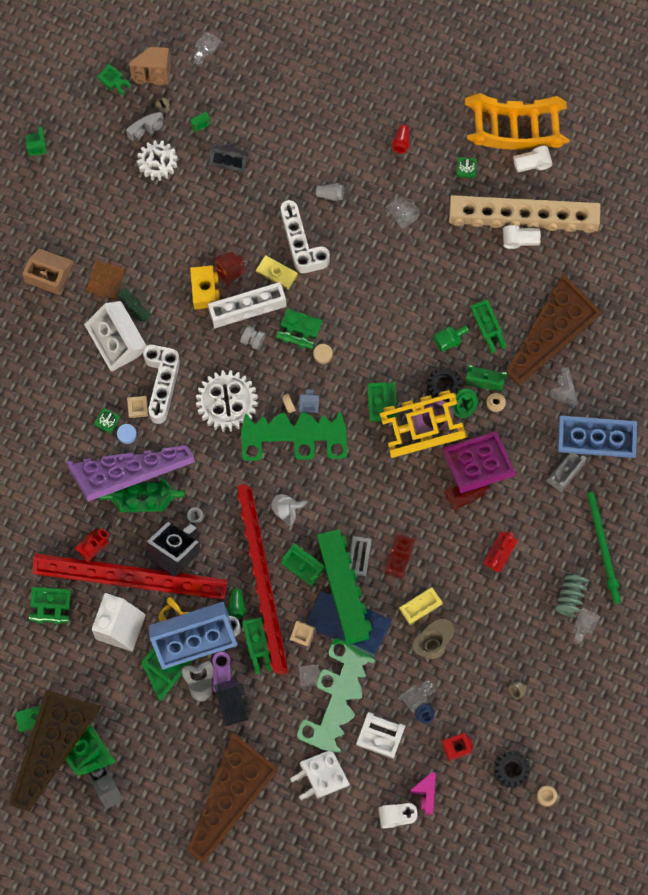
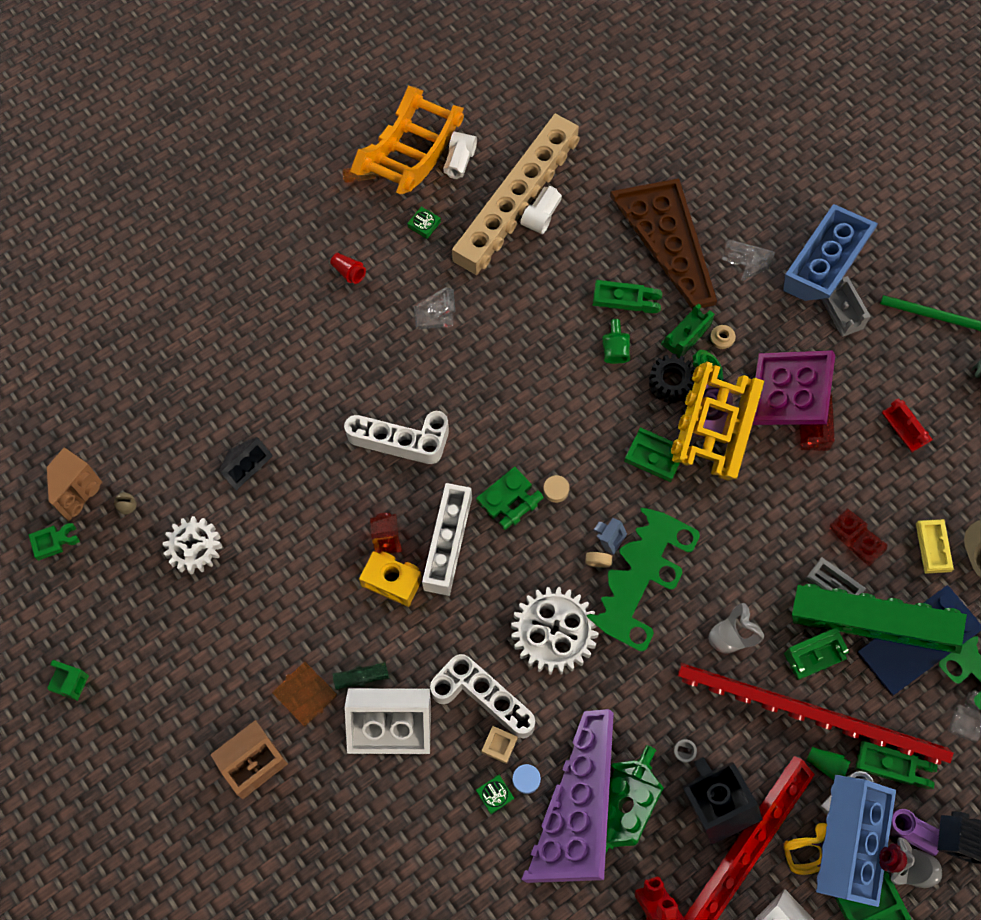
camera: 60 degrees left, 5 degrees down
(150, 123) = (137, 532): light grey slope -> none
(193, 660) = (892, 859): none -> dark red plate
(200, 122) = (177, 469): green tile -> none
(207, 45) = (87, 411): clear plate -> none
(253, 337) = (491, 555): light grey wheel -> none
(276, 272) = (422, 486): light yellow plate -> none
(303, 633) = (907, 701): tan plate -> none
(331, 191) = (362, 372): light grey cone -> none

